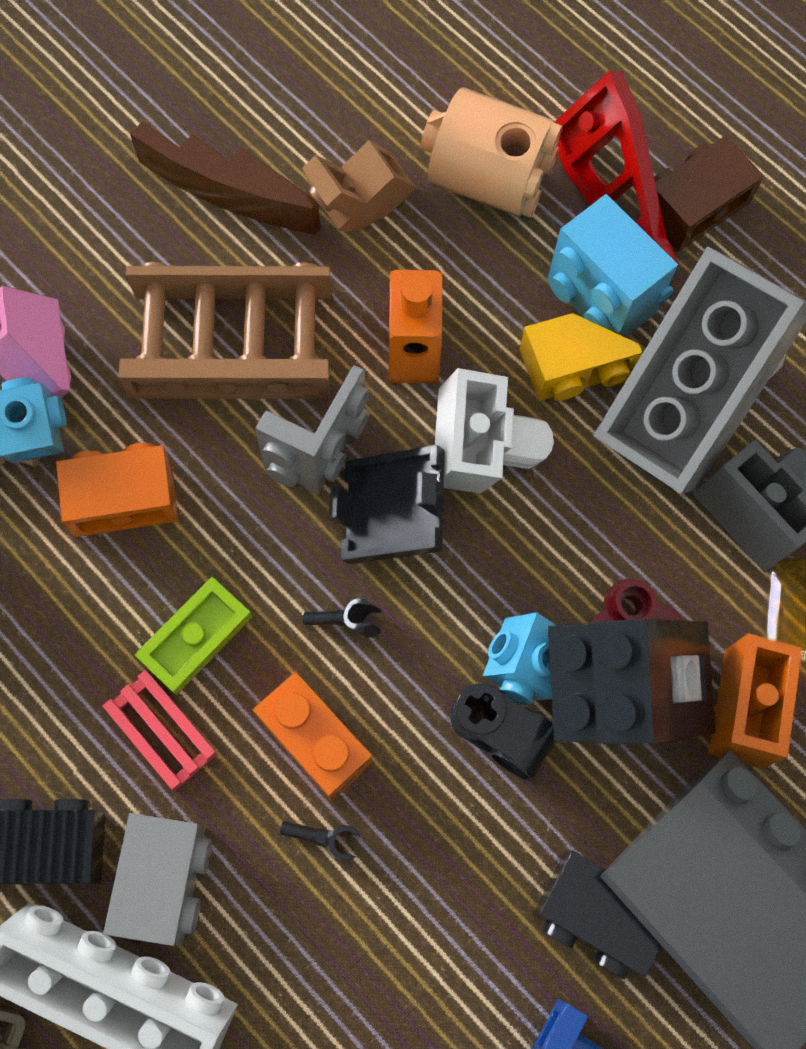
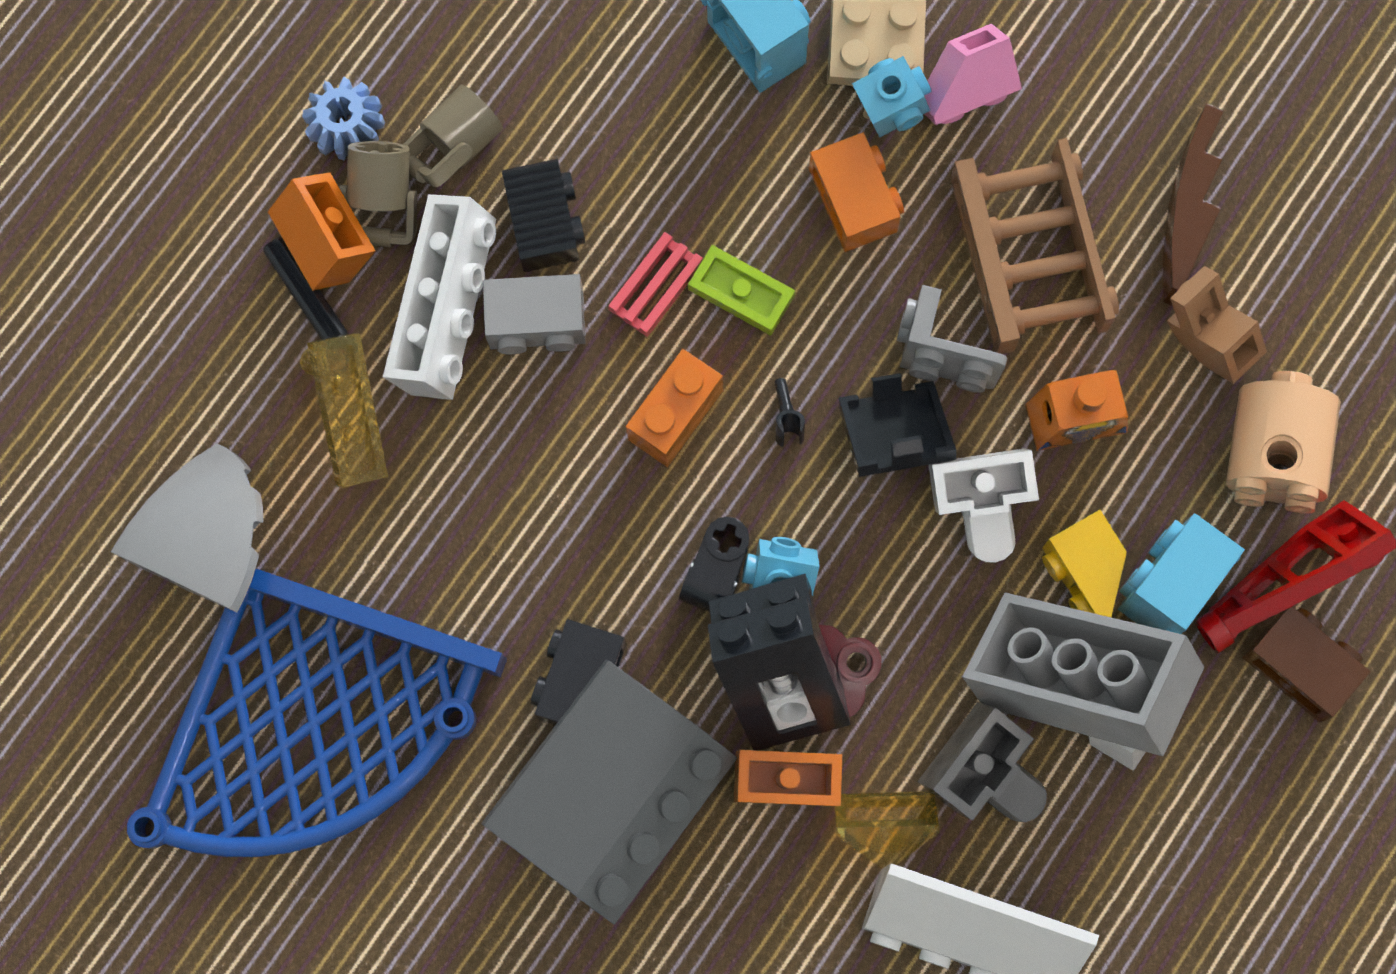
camera: 85 degrees right, 5 degrees up
(319, 836) = (596, 435): black hand -> none

